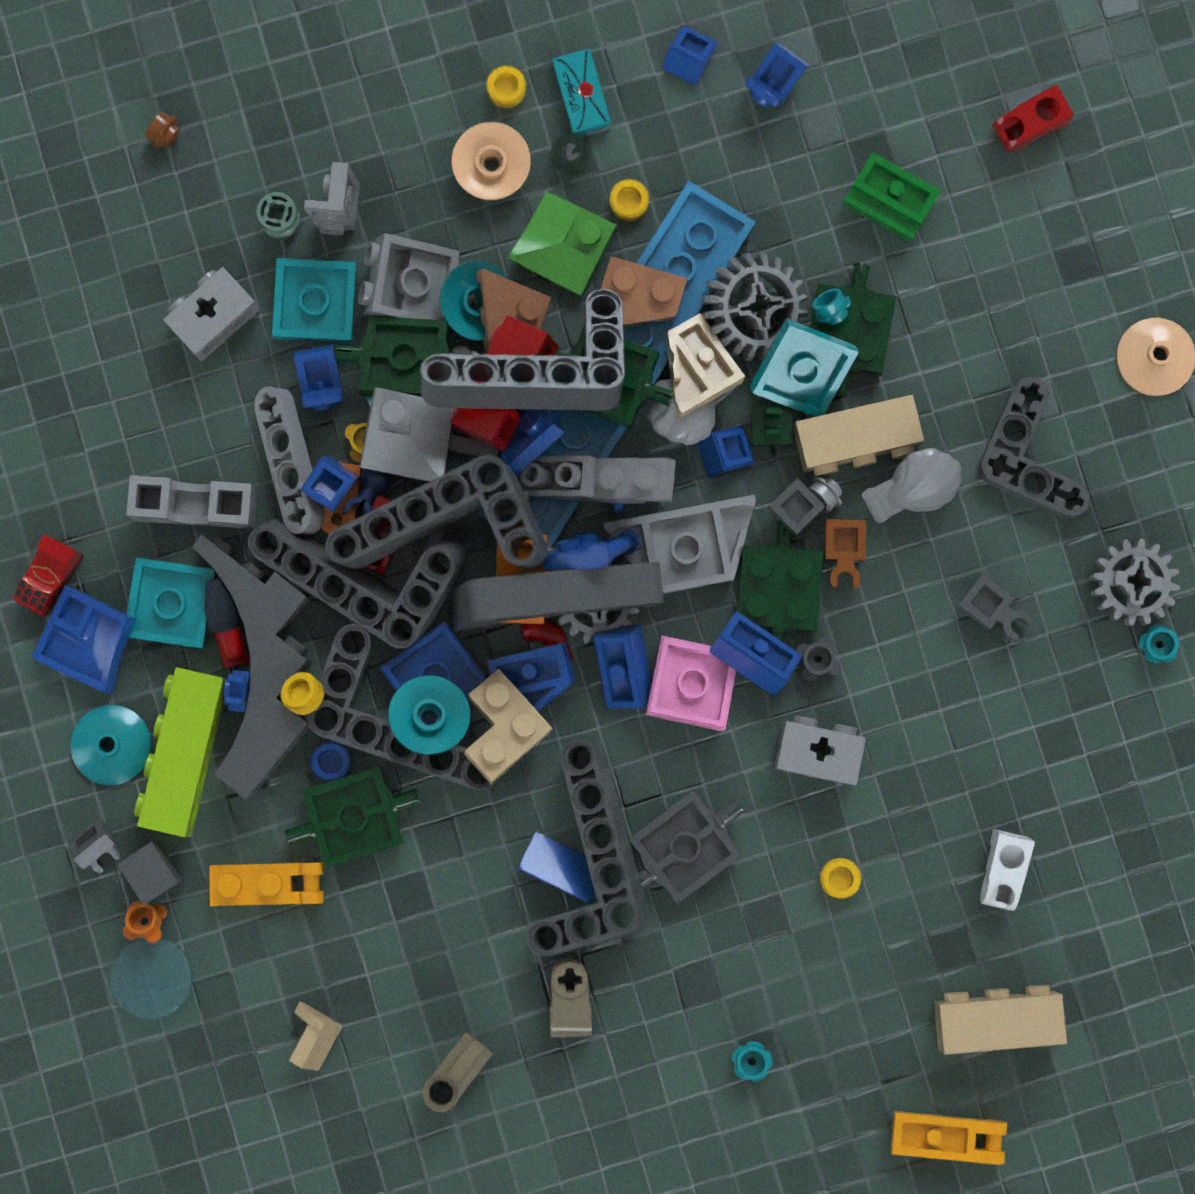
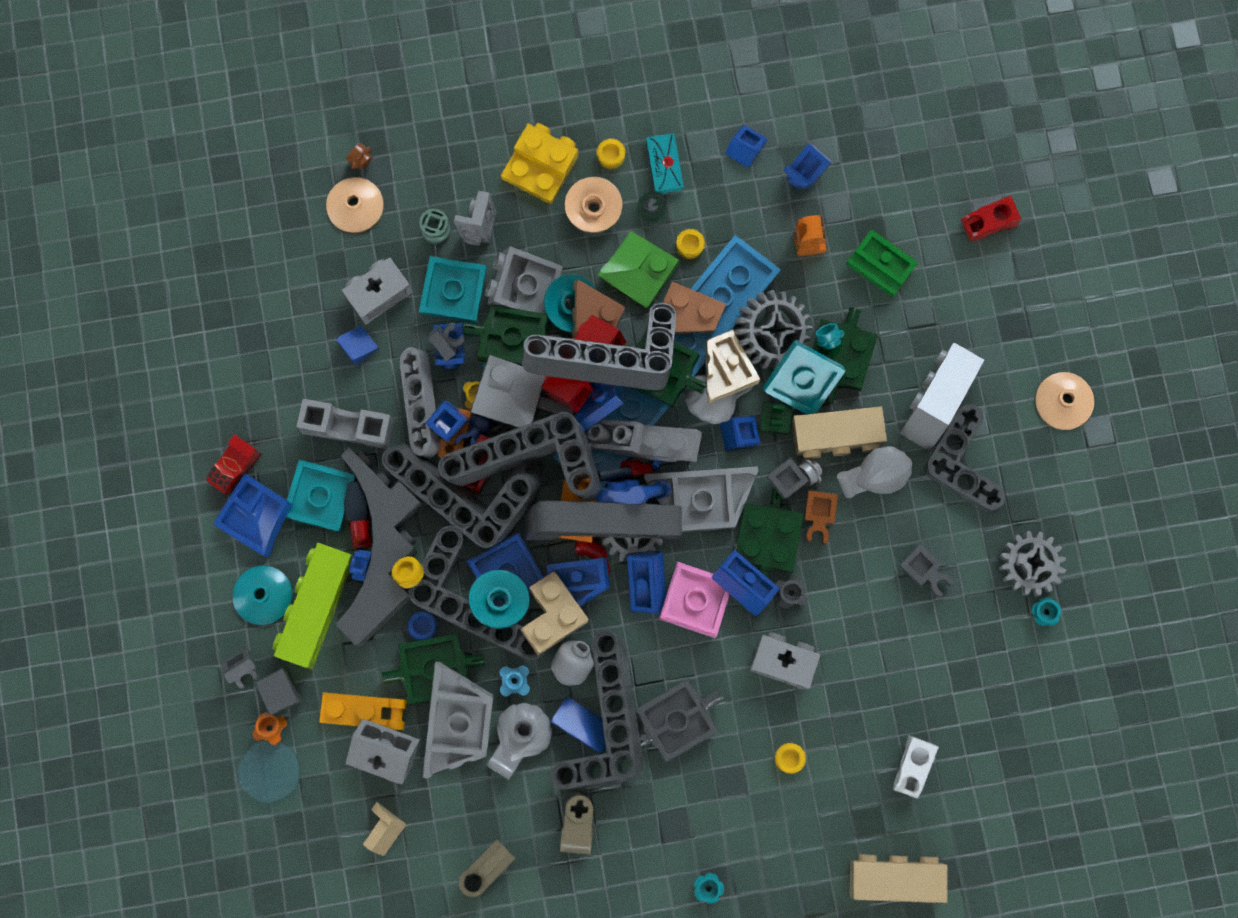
camera: 10 degrees right, 5 degrees down
(173, 214) = (362, 215): none -> light nougat dish
(194, 390) = (357, 344): none -> blue slope
(299, 935) = (382, 751): none -> light grey brick
(310, 376) = (443, 342): none -> dark grey tile
(392, 883) = (456, 721): none -> light grey wing
(412, 110) = (540, 162): none -> yellow plate
(470, 810) = (508, 674): none -> medium azure plate
(475, 906) = (513, 746): none -> light grey animal
(537, 787) = (572, 662): none -> light grey head
(581, 520) = (628, 470): none -> piece
(790, 171) = (810, 236): none -> orange leg
(991, 370) = (942, 396): none -> wedge

